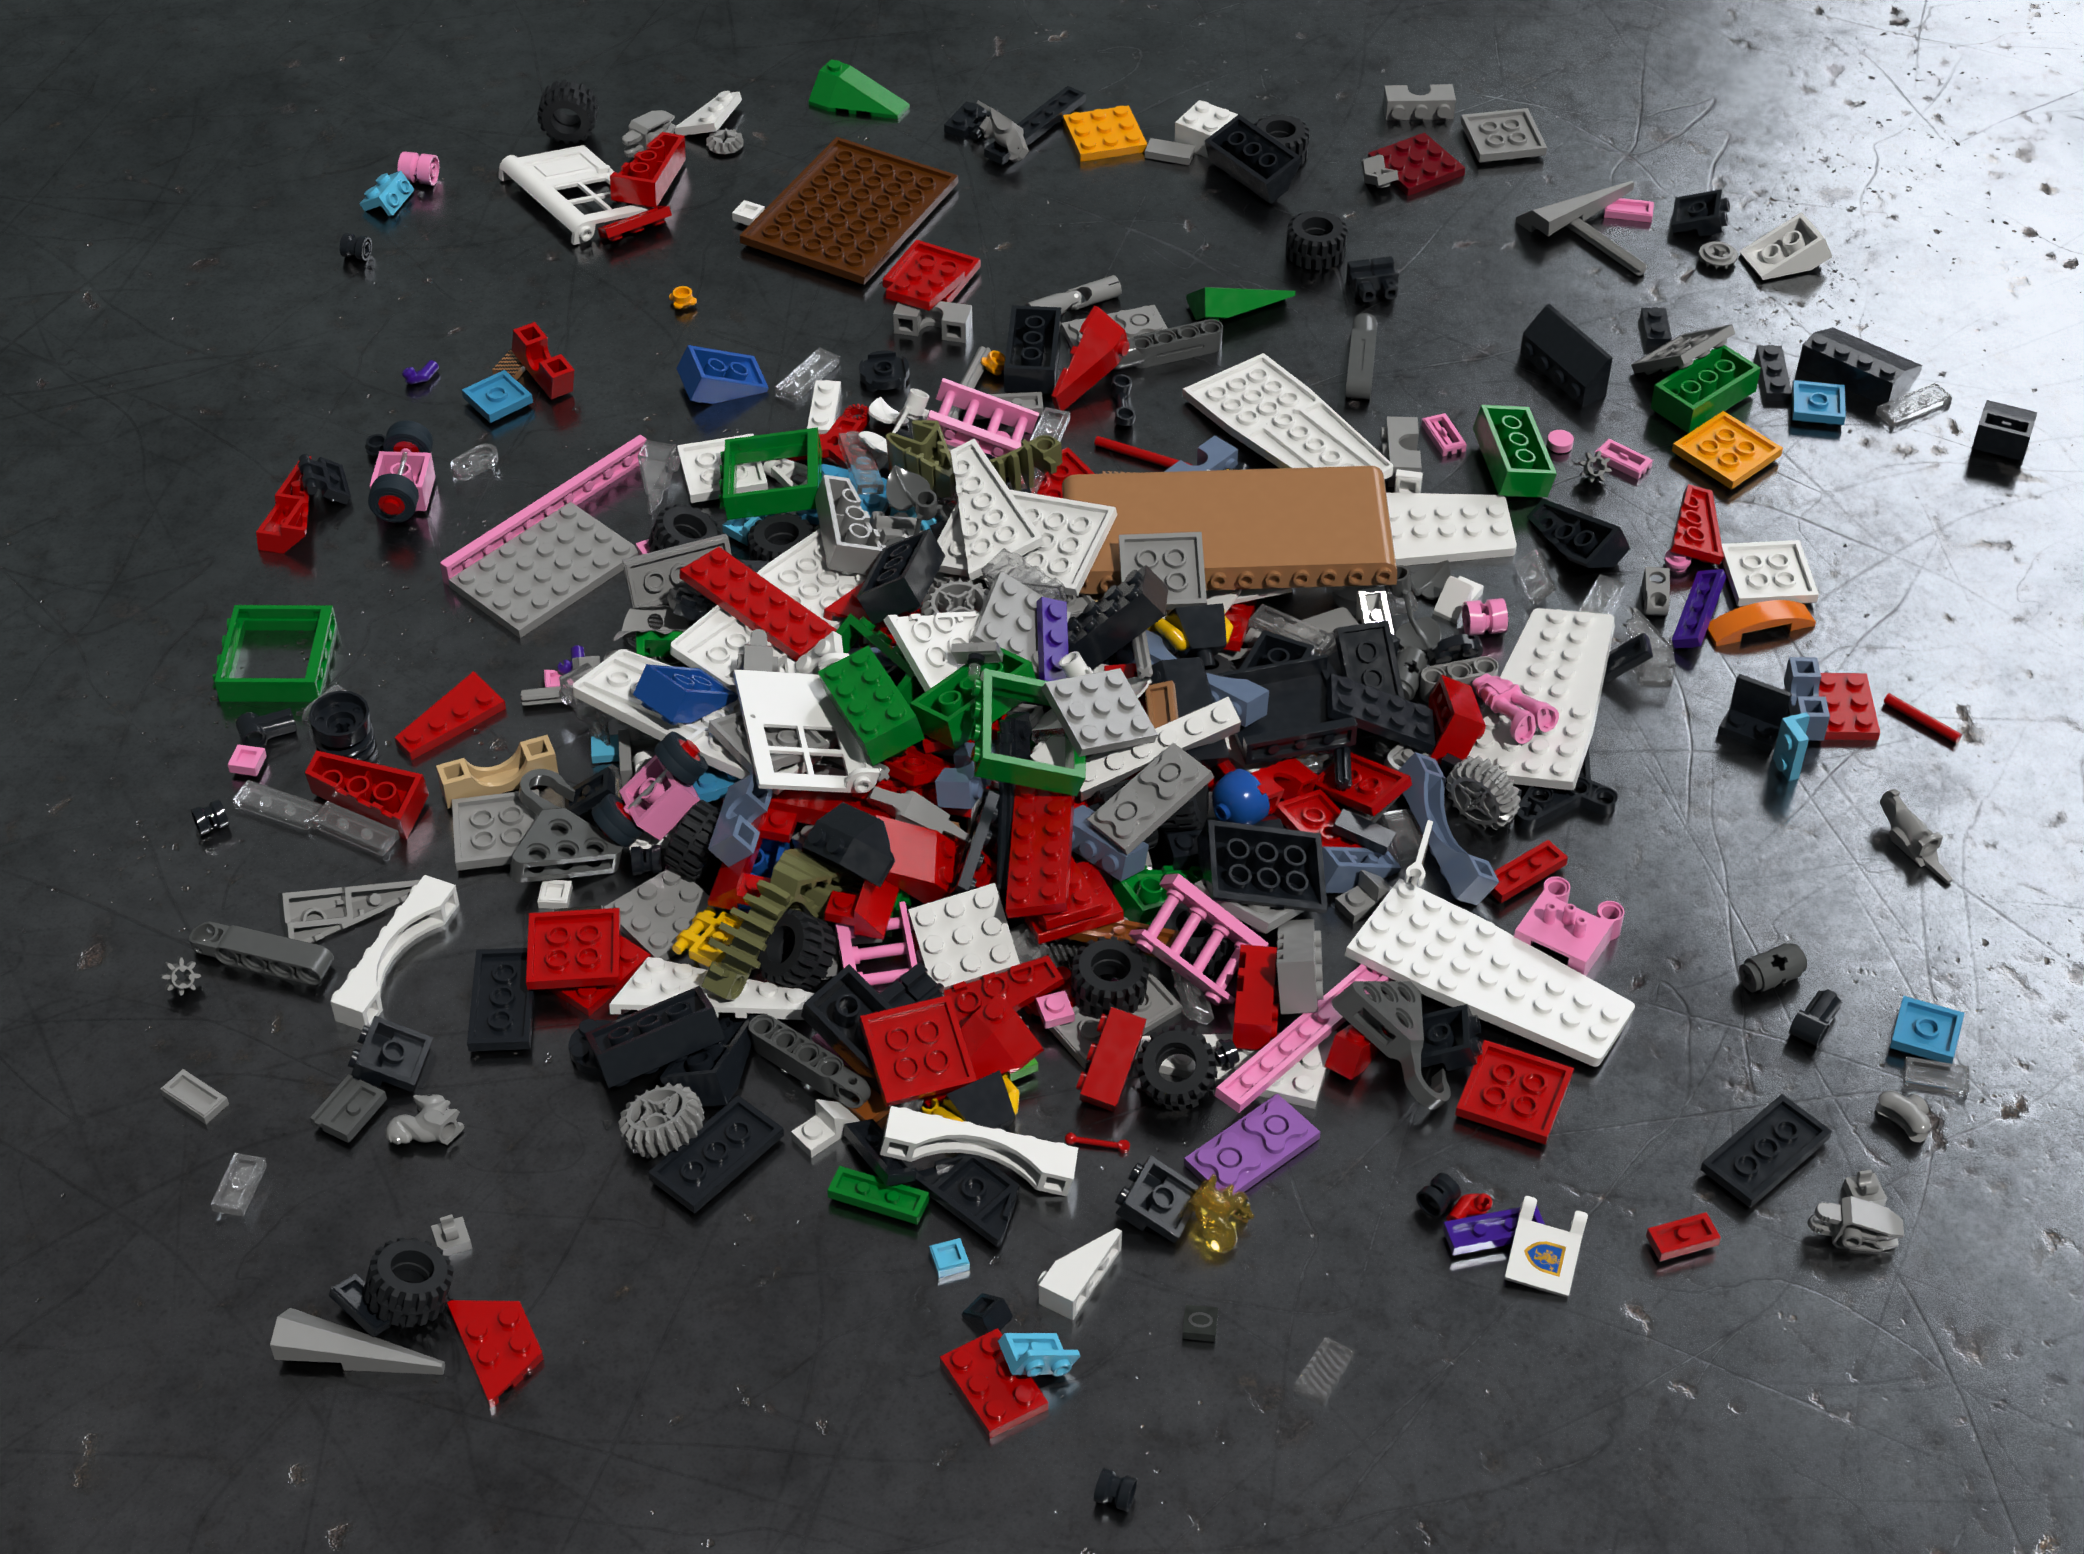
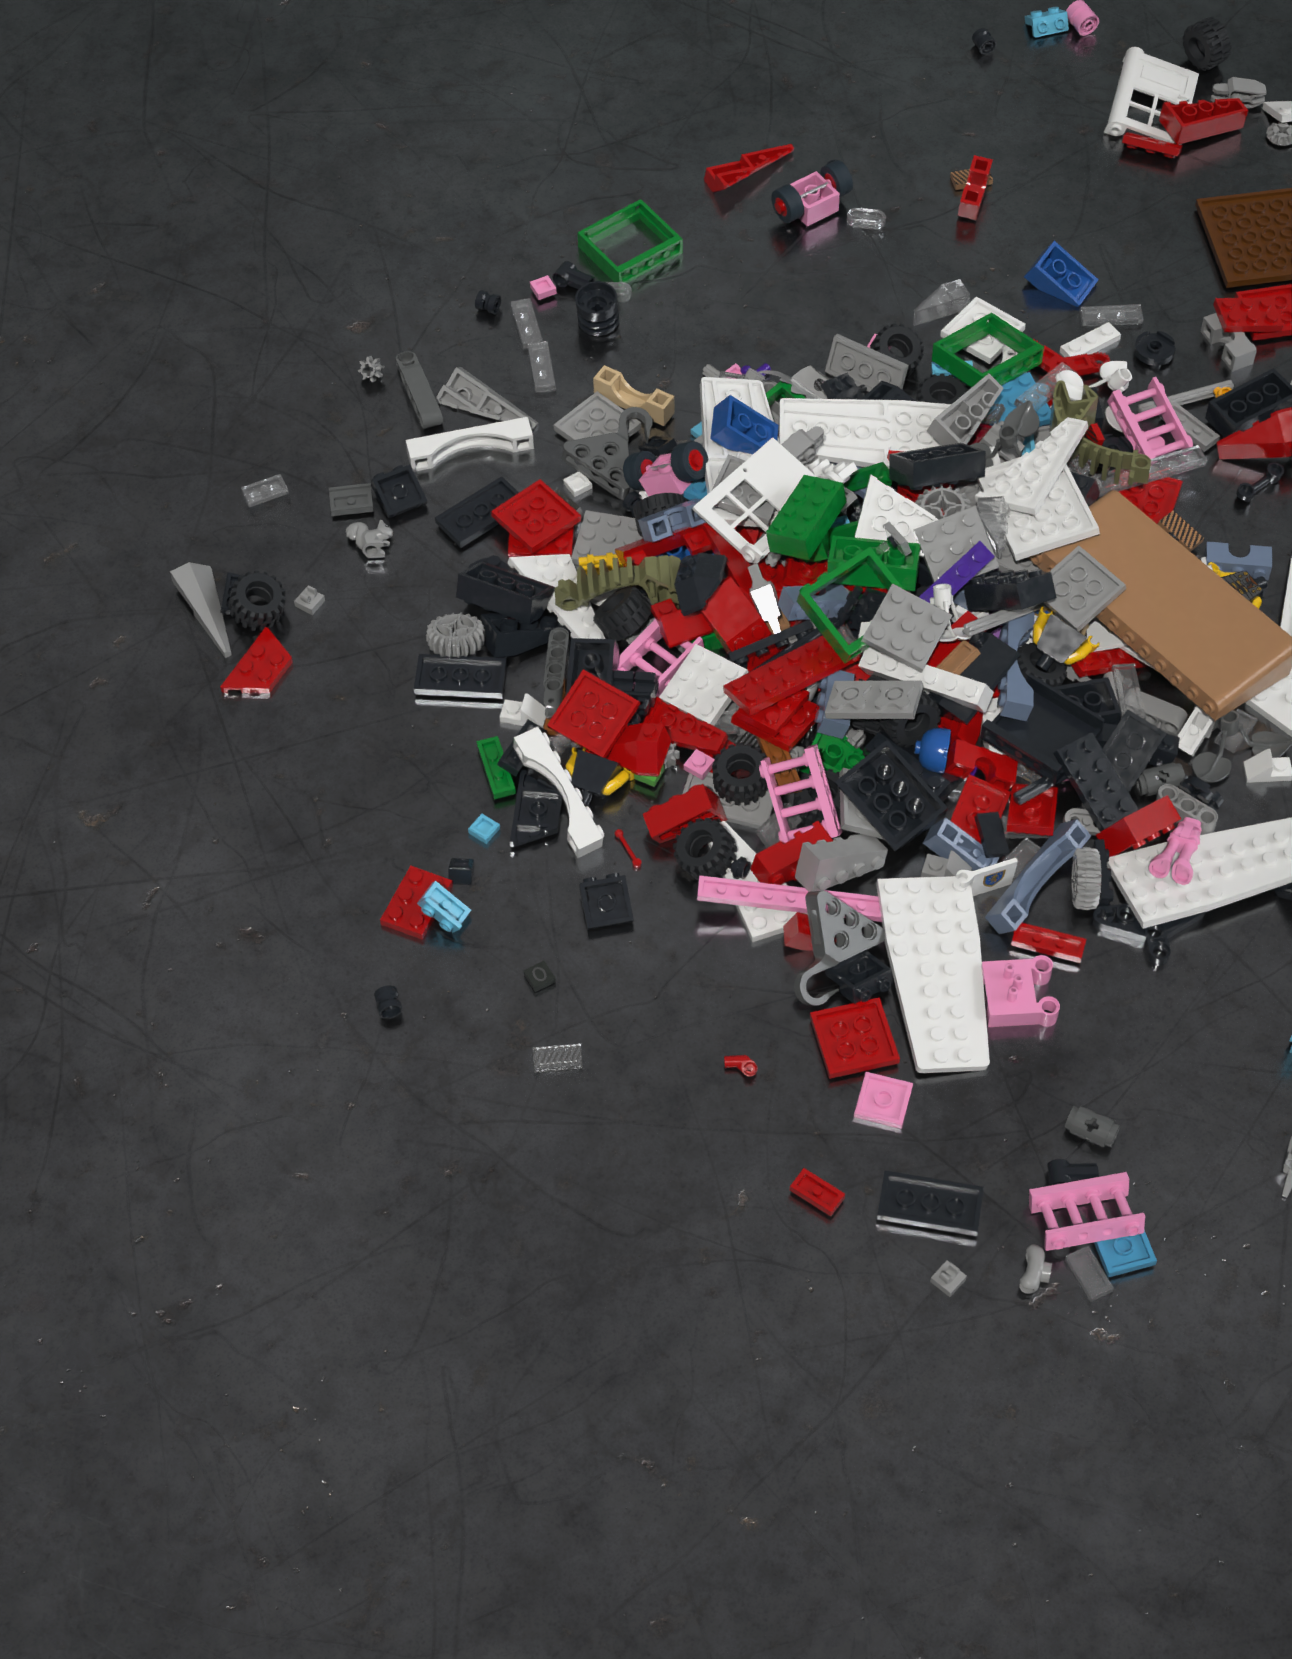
camera: 55 degrees right, 10 degrees up
(194, 1096) = (305, 433): light grey tile -> none
(326, 476) = (784, 169): black plate -> none
(369, 789) = (568, 355): red wedge -> none
(424, 375) = (911, 146): dark purple arm -> none
(453, 714) = (666, 349): red wing -> none
(497, 396) = (930, 190): dark azure plate -> none
(544, 569) = (816, 308): light grey plate -> none
(574, 490) = (855, 275): bright pink plate -> none
(682, 297) = (1112, 212): light orange plate -> none
(747, 212) = (1224, 188): white plate -> none
(756, 602) = (859, 414): red plate -> none
(1077, 1275) = (519, 895): white slope -> none
(1135, 452) = (1224, 523): red bar -> none
(1213, 1211) = (620, 932): clear yellow animal -> none
(1253, 1146) = (690, 927): medium lavender piece -> none
(1434, 1198) = (734, 1041): black wheel -> none
(1482, 617) = (1259, 792): bright pink wheel -> none
(1484, 1230) = (734, 1086): dark purple plate -> none
(1544, 1254) = (736, 1121): white flag -> none
(1607, 1116) = (883, 1100): none -> bright pink tile
(1850, 1014) = (1083, 1192): none -> bright pink fence
(1857, 1225) = (909, 1286): light grey hinge -> none

